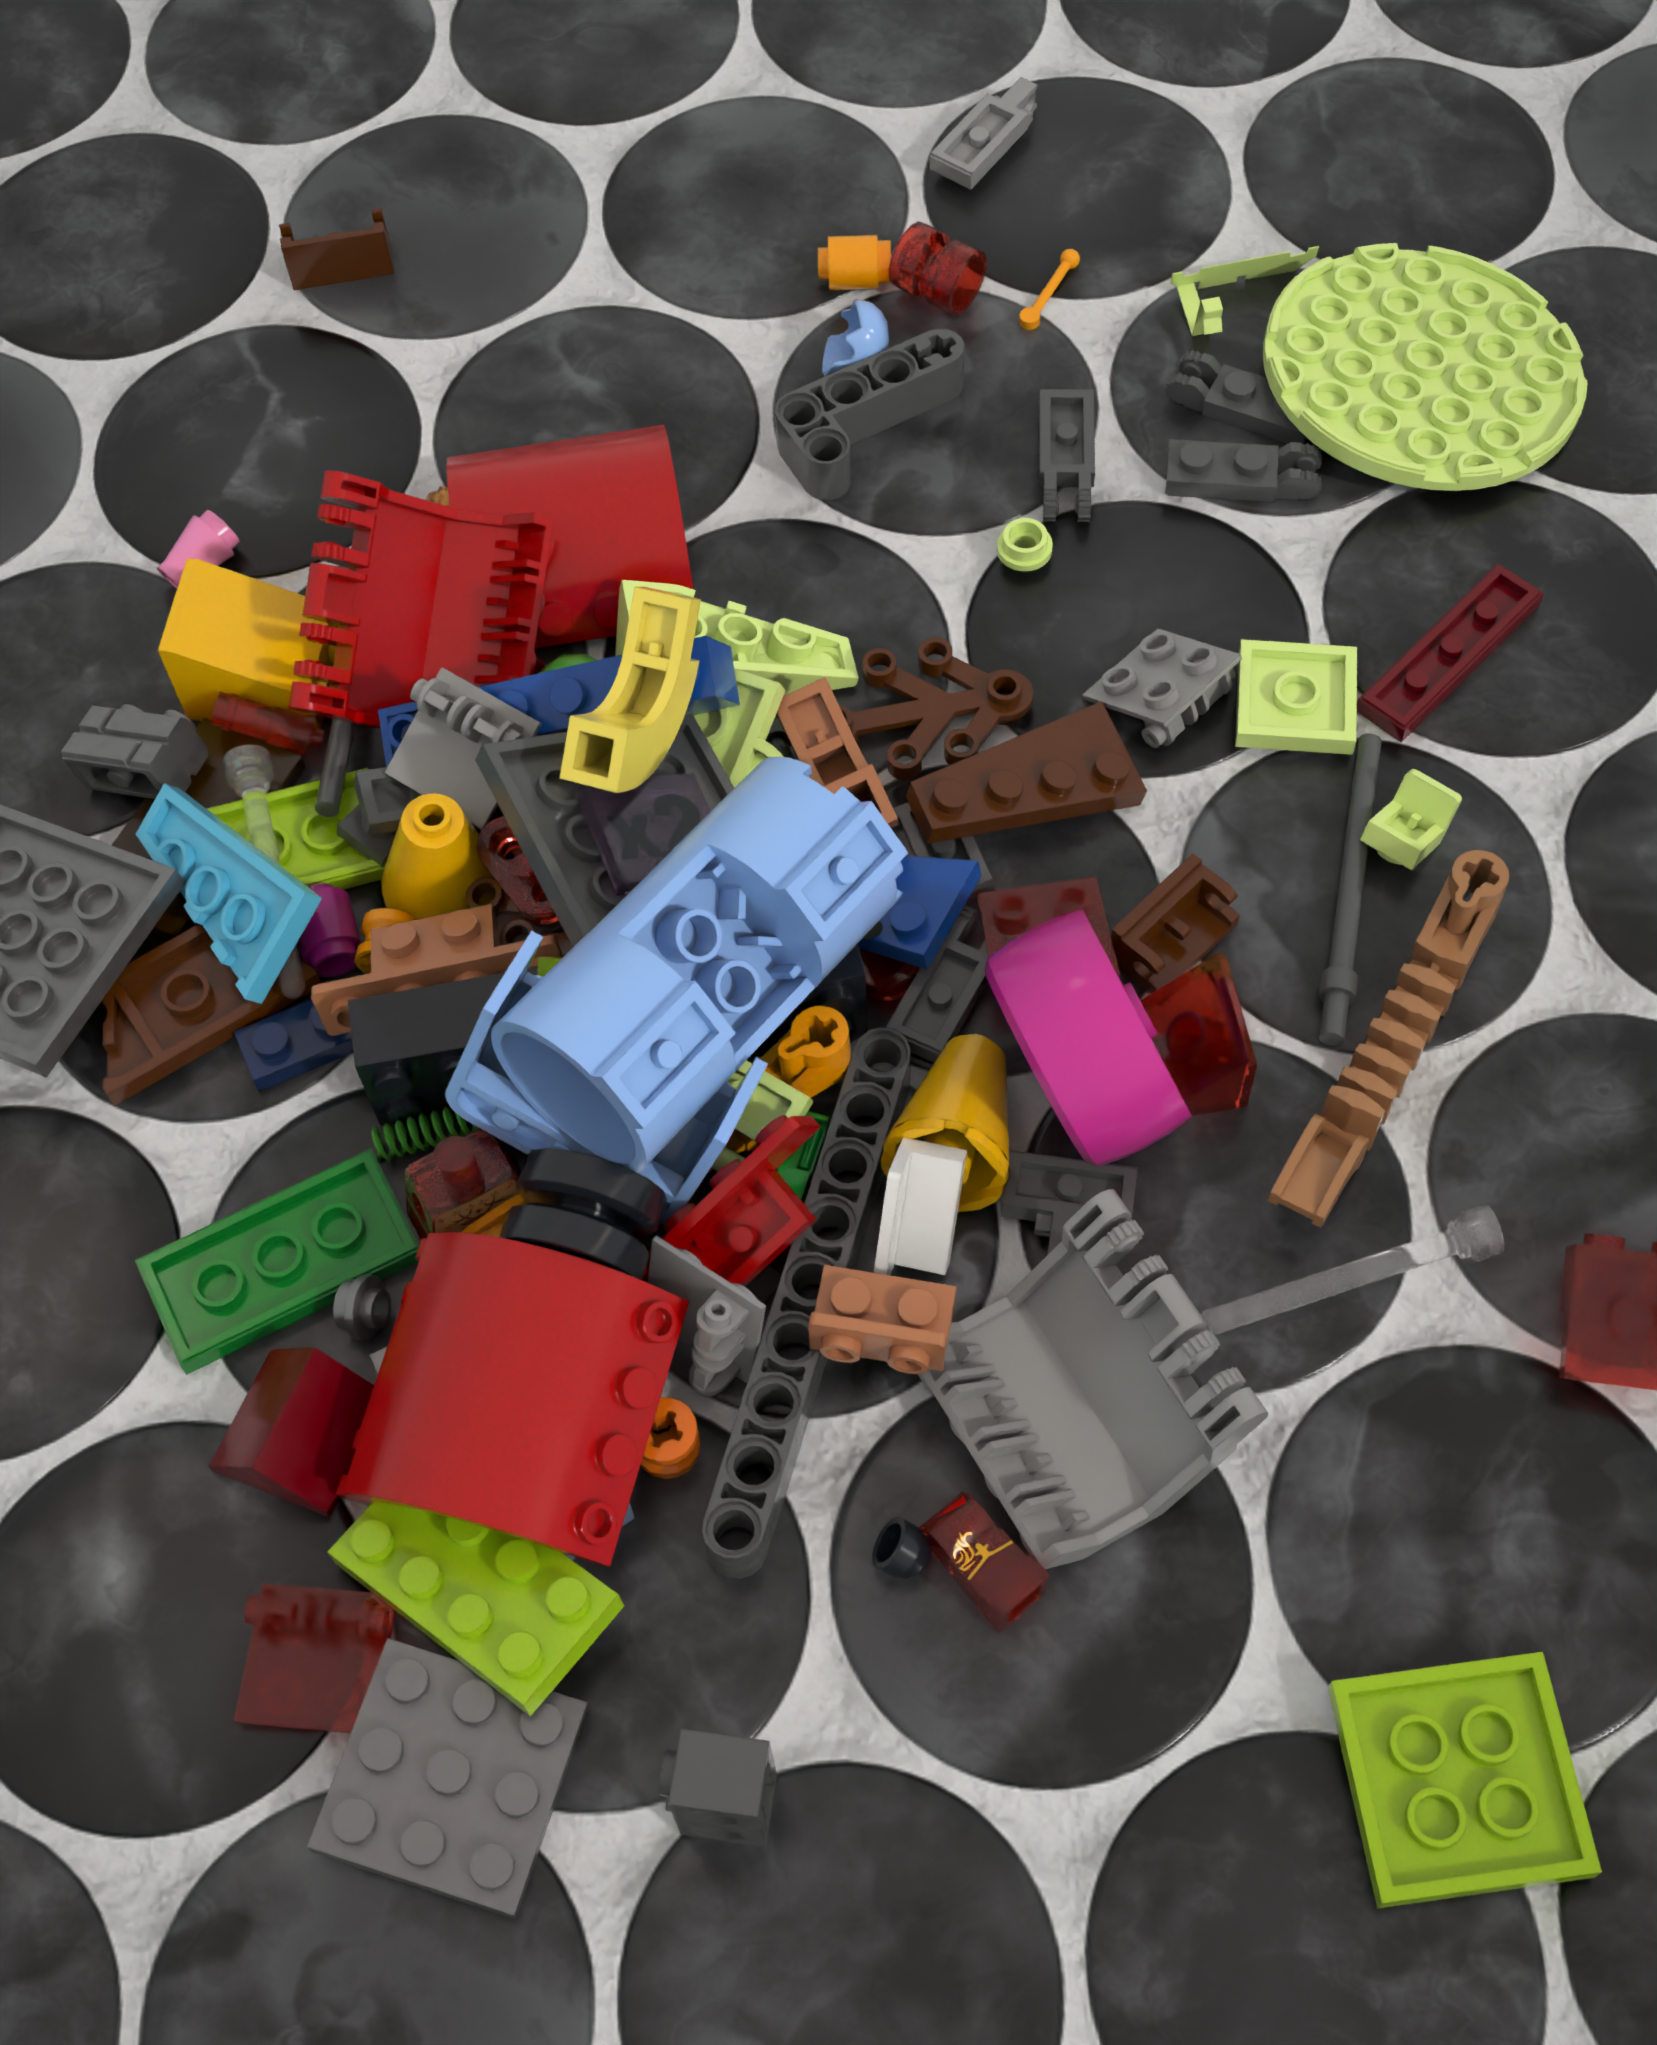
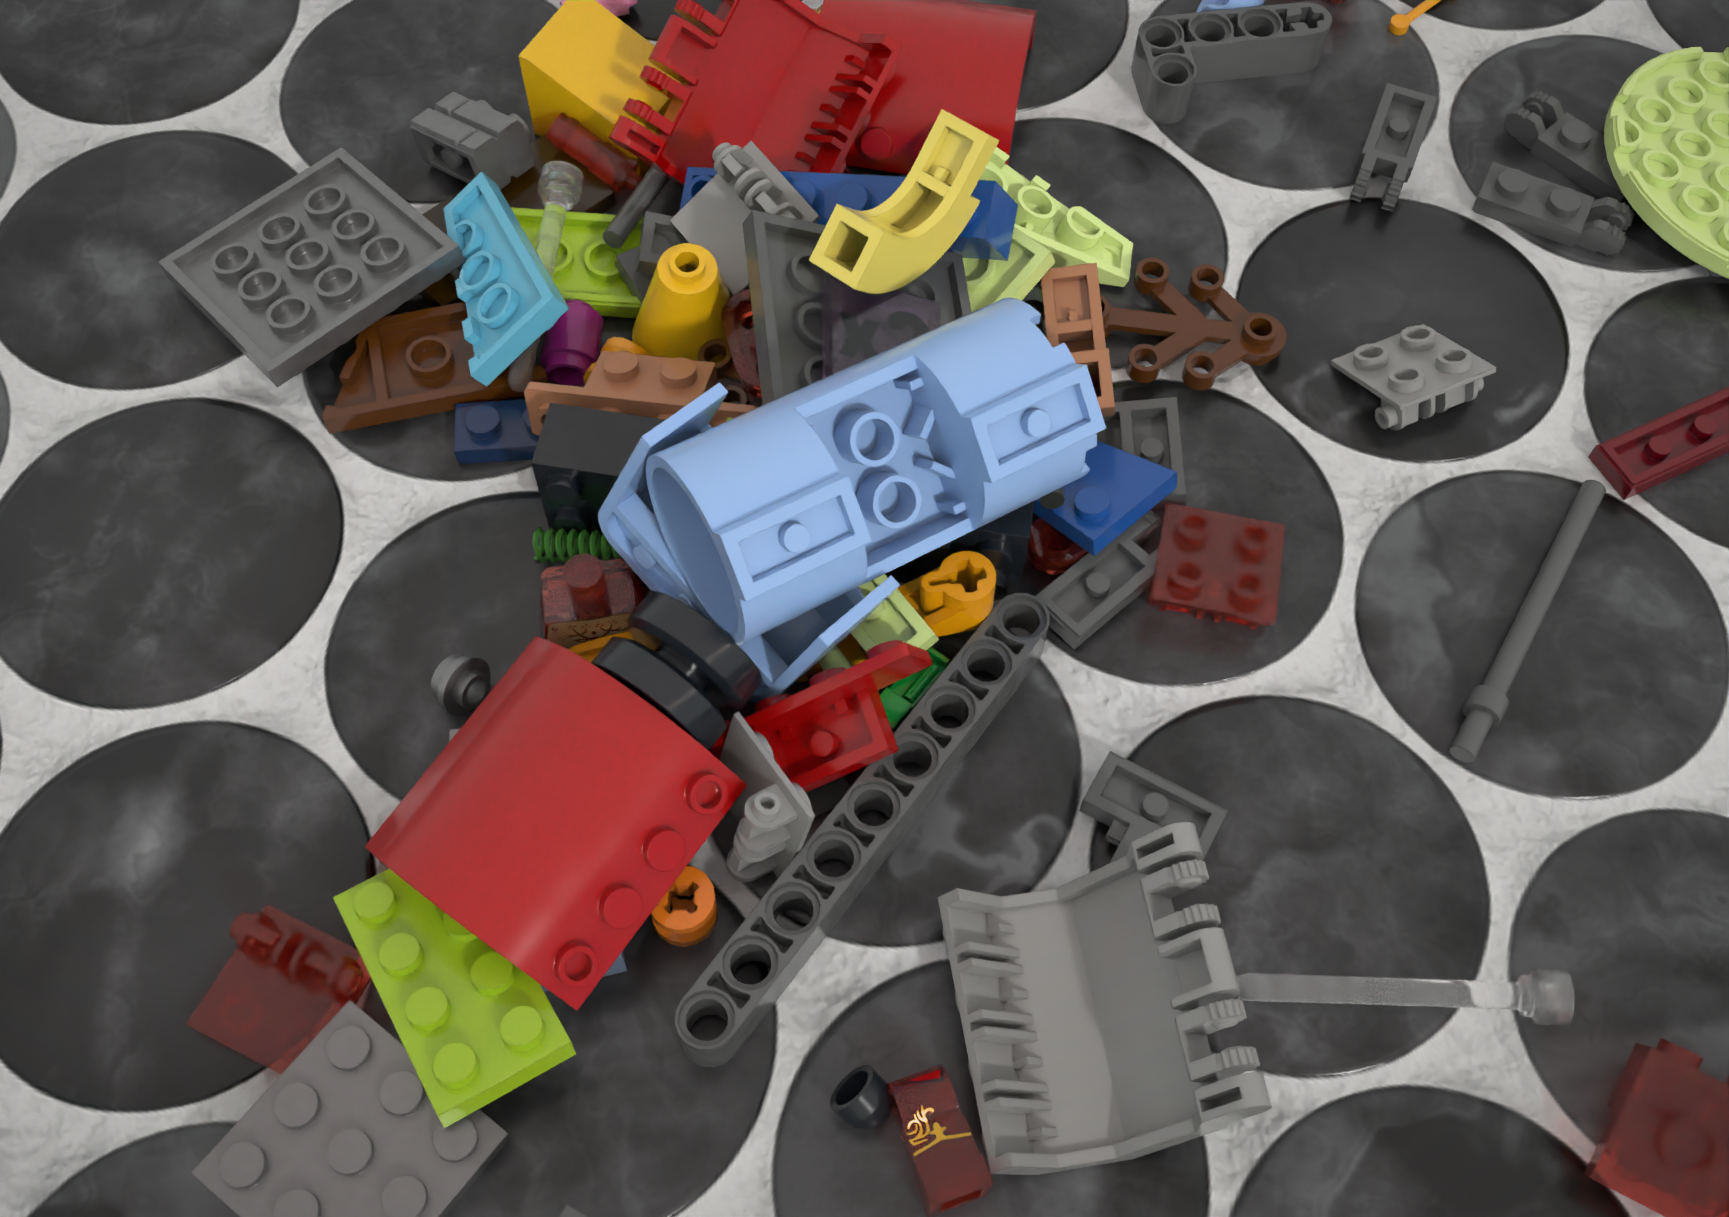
camera: 15 degrees right, 0 degrees up
(277, 1260) = (407, 616): green tile -> none
(296, 1428) = (356, 773): dark red slope -> none
(882, 1319) = (924, 869): nougat bracket -> none
(920, 1207) = (1000, 775): white panel -> none
(966, 1109) = (1063, 713): yellow cone -> none
(1024, 545) = (1324, 212): yellowish green plate -> none
(1033, 779) = (1264, 418): reddish brown wing -> none
(1086, 1039) = (1218, 670): dark pink wheel -> none
(1174, 925) = (1344, 596): reddish brown hinge -> none
(1204, 1037) = (1325, 712): clear red slope -> none
(1206, 314) = (1565, 65): yellowish green piece -> none
(1296, 697) = (1536, 425): yellowish green plate -> none
(1365, 1091) = (1525, 777): medium nougat piece -> none
(1413, 820) = (1614, 574): yellowish green bracket -> none

